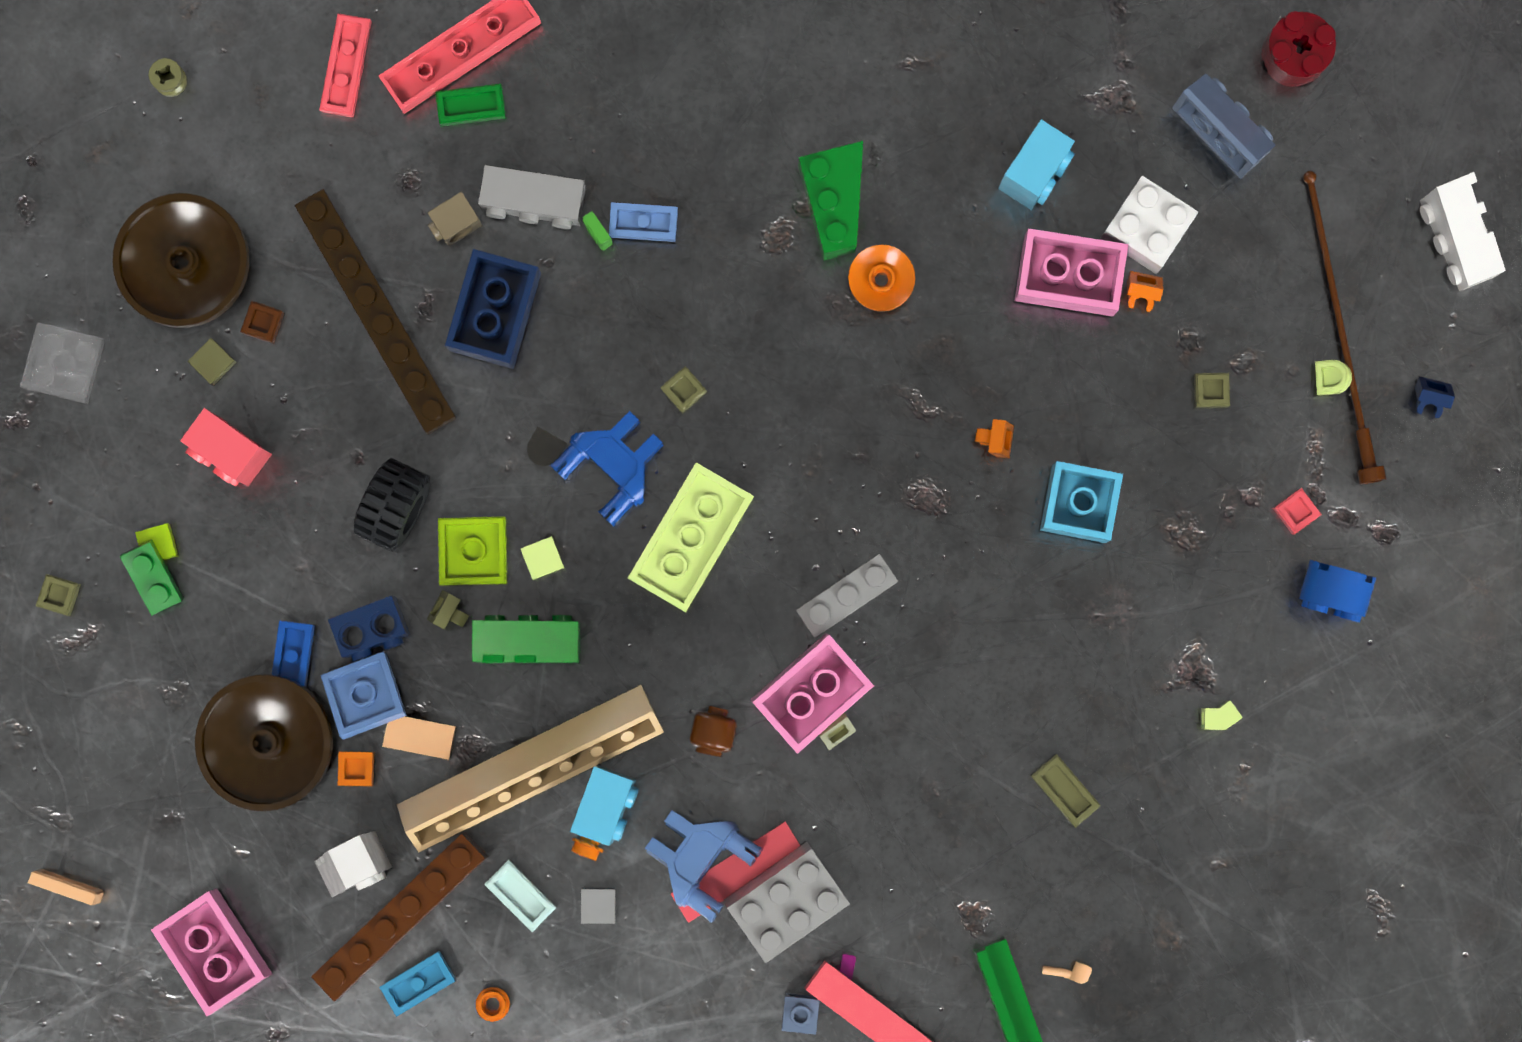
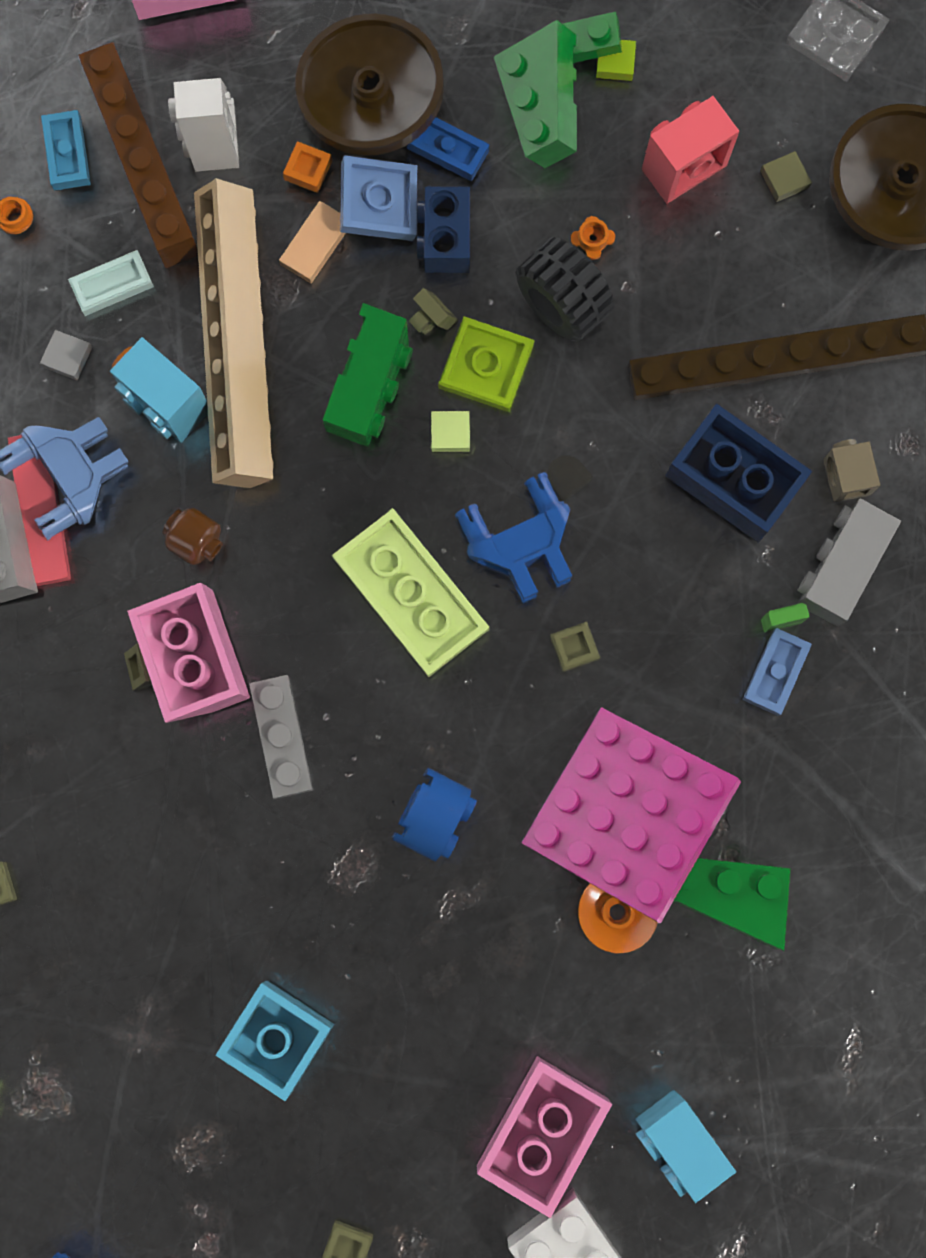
camera: 110 degrees right, 5 degrees down
(220, 592) = (540, 92): none -> green wedge
(262, 322) = (809, 240): reddish brown tile -> none
(337, 500) = (594, 227): none -> orange plate
(802, 295) = (631, 814): none -> dark pink plate
(864, 446) = (434, 815): none -> blue brick
(998, 438) = (386, 973): orange tile -> none
(1144, 286) = (495, 1217): orange tile -> none

